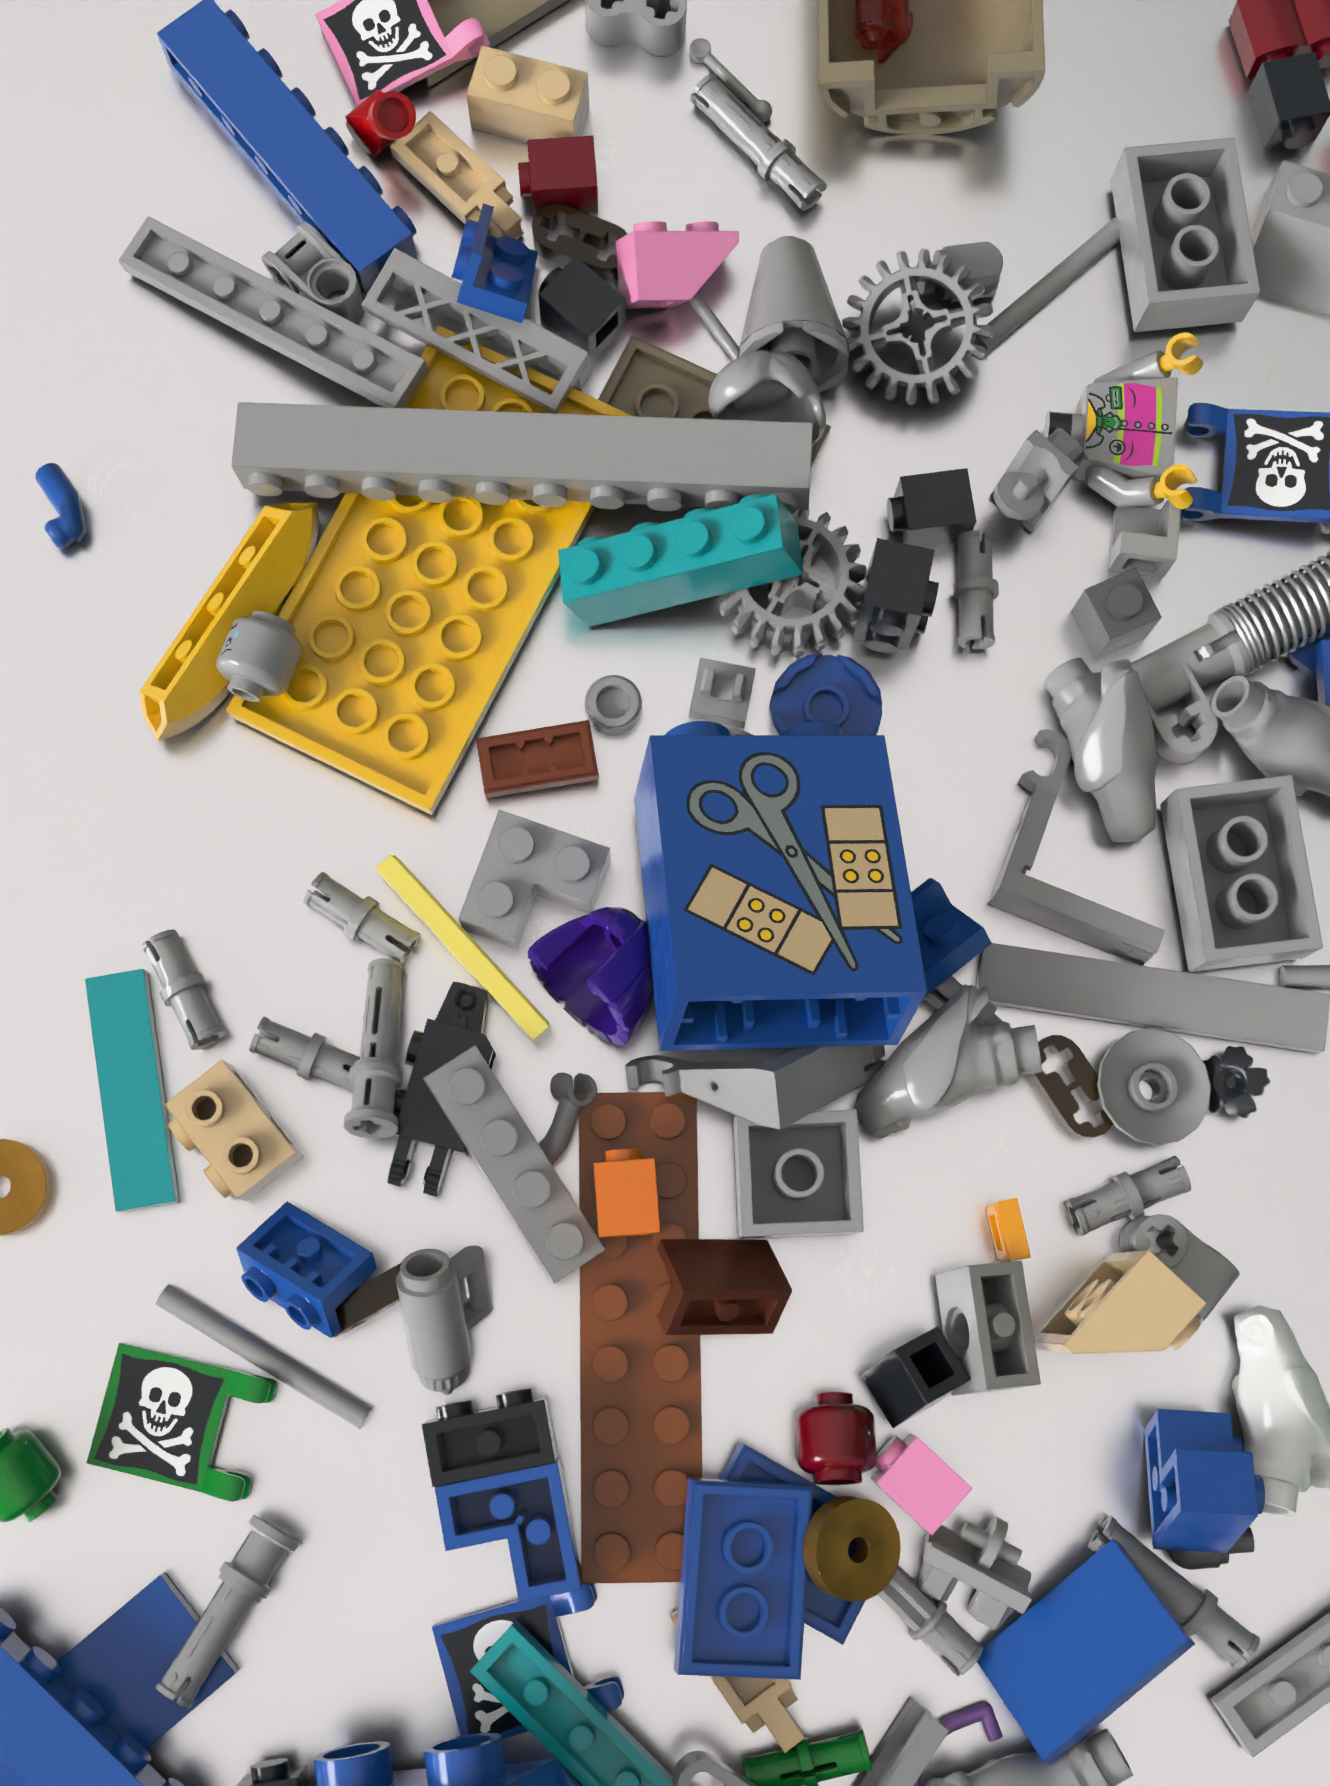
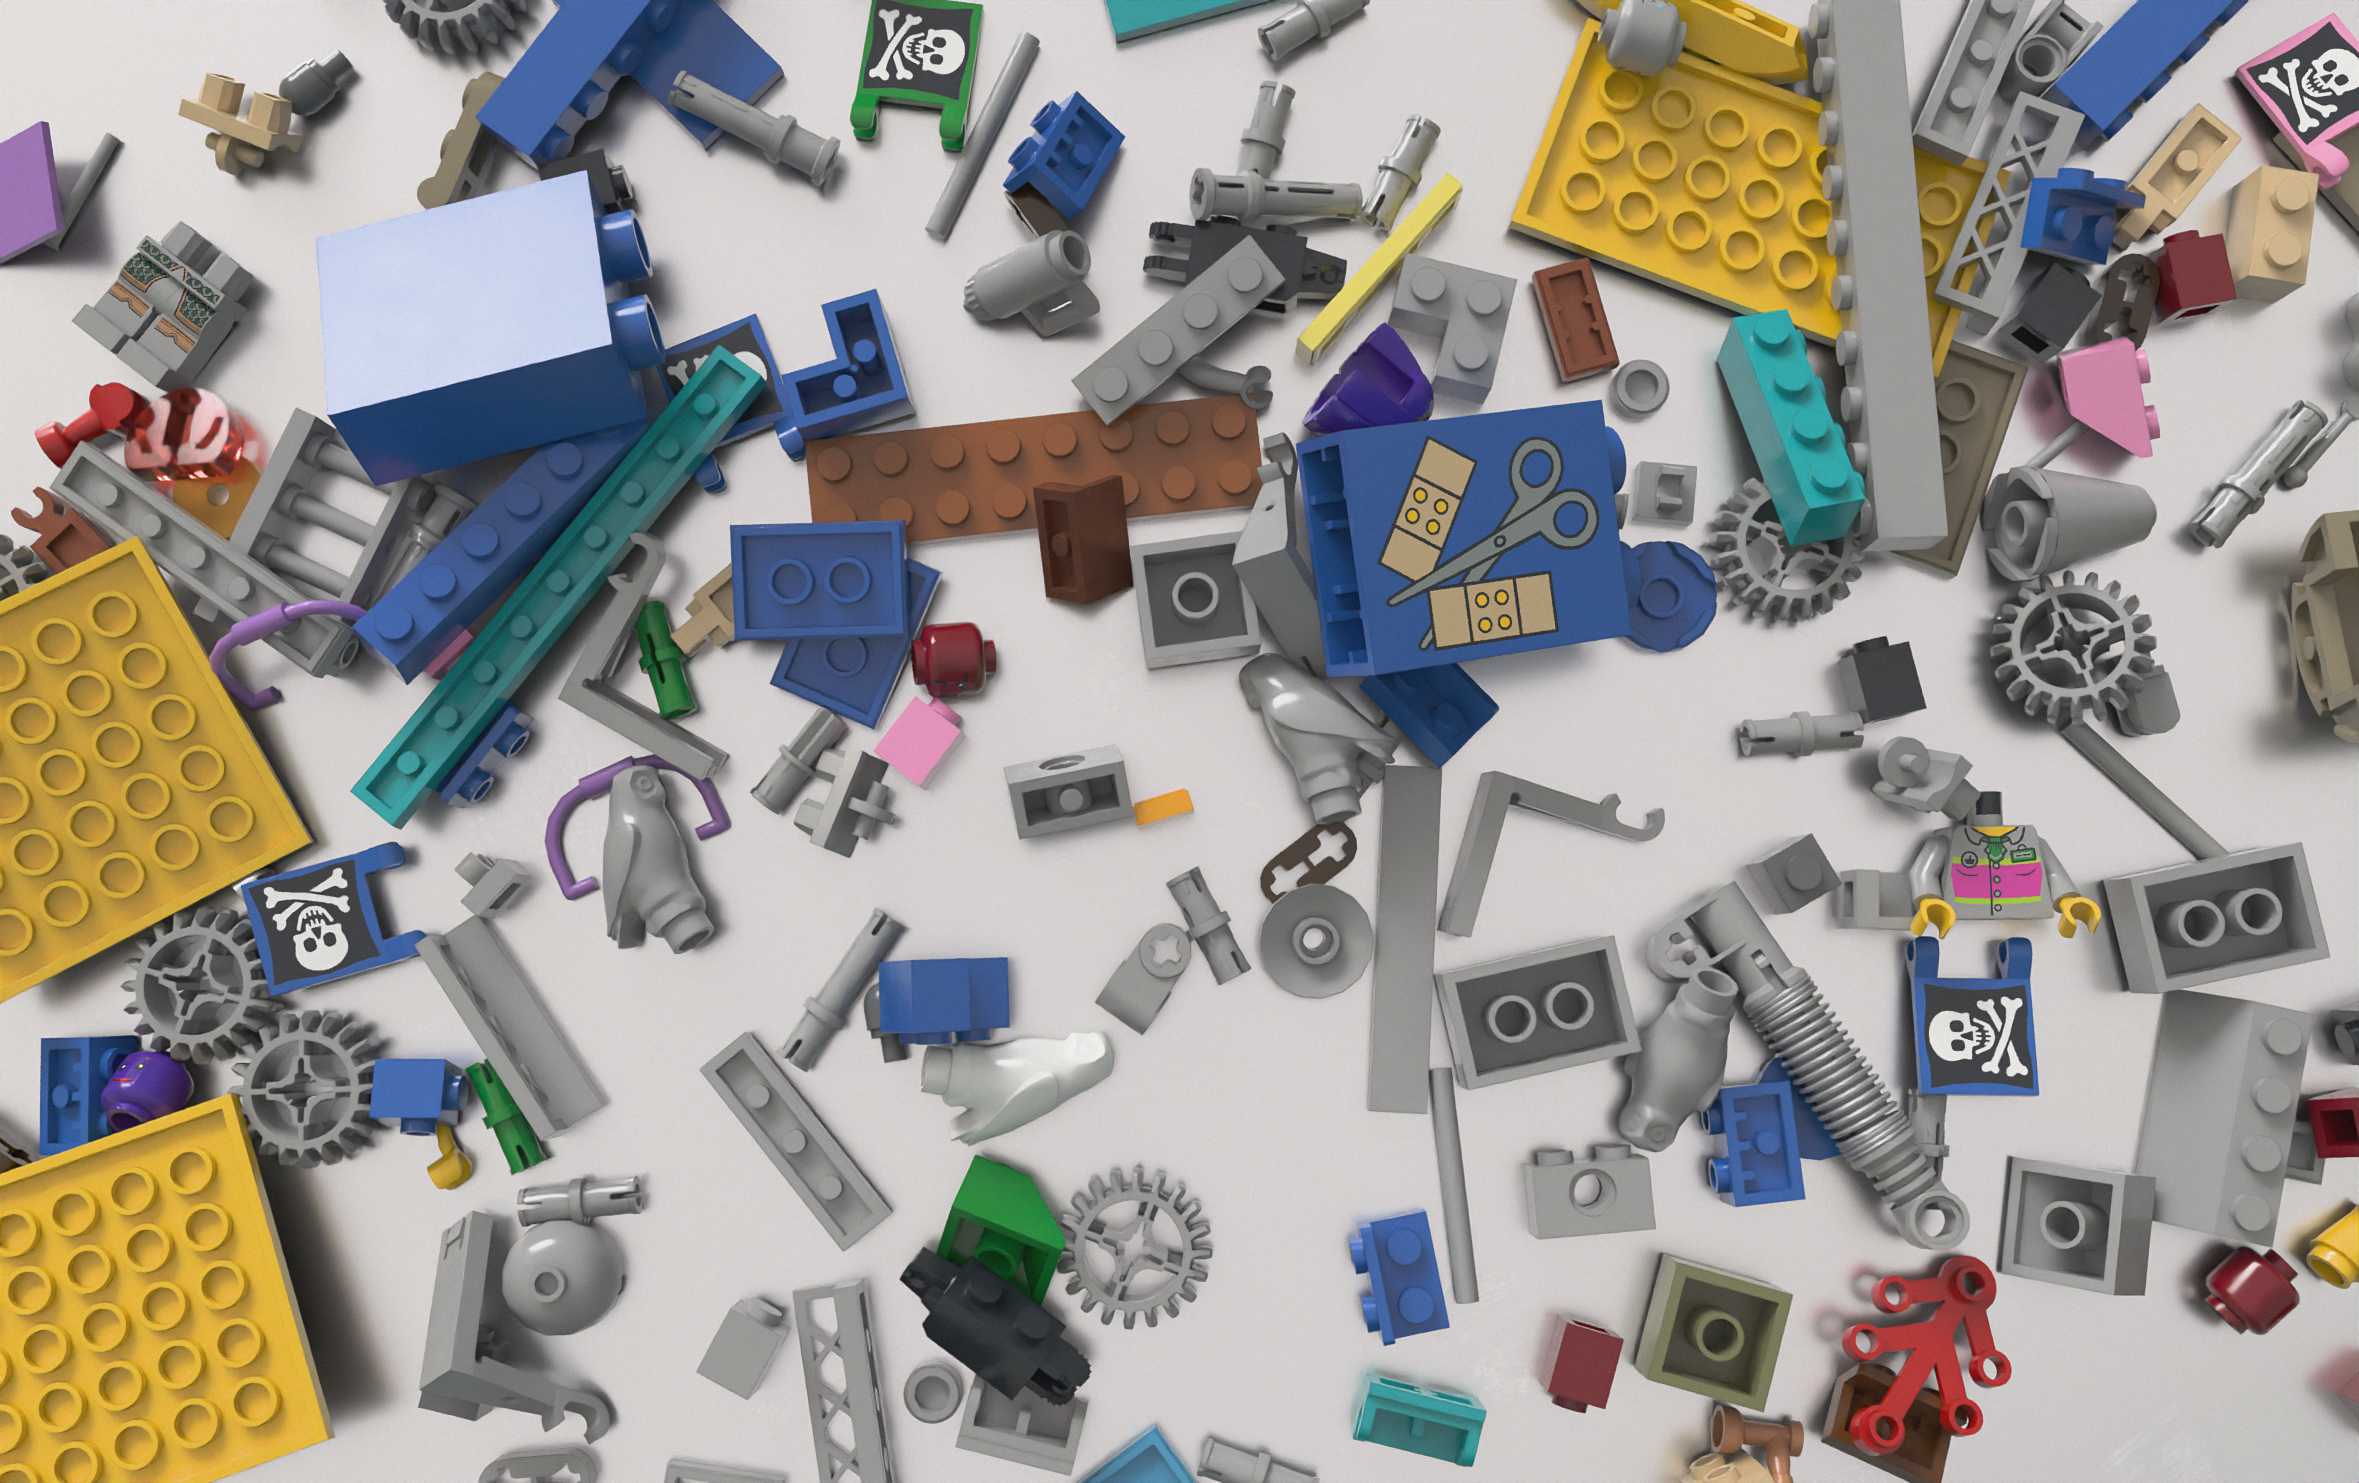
camera: 90 degrees right, 5 degrees up
(231, 1132) = (1184, 76): tan brick -> none
(381, 120) = (2222, 87): red leg -> none
(490, 1440) = (923, 341): black brick -> none
(626, 1194) = (1159, 438): orange brick -> none
(767, 389) = (1979, 495): light grey piece -> none
(828, 1542) = (850, 702): pearl gold piece -> none
(895, 596) = (1780, 644): black brick -> none
(915, 1377) = (1016, 726): black brick -> none
(1083, 1651) = (781, 899): blue tile -> none
(1109, 742) = (1655, 874): light grey animal -> none
(1124, 1307) = (1090, 909): tan slope -> none
(1235, 1082) = (1329, 1021): black plant -> none

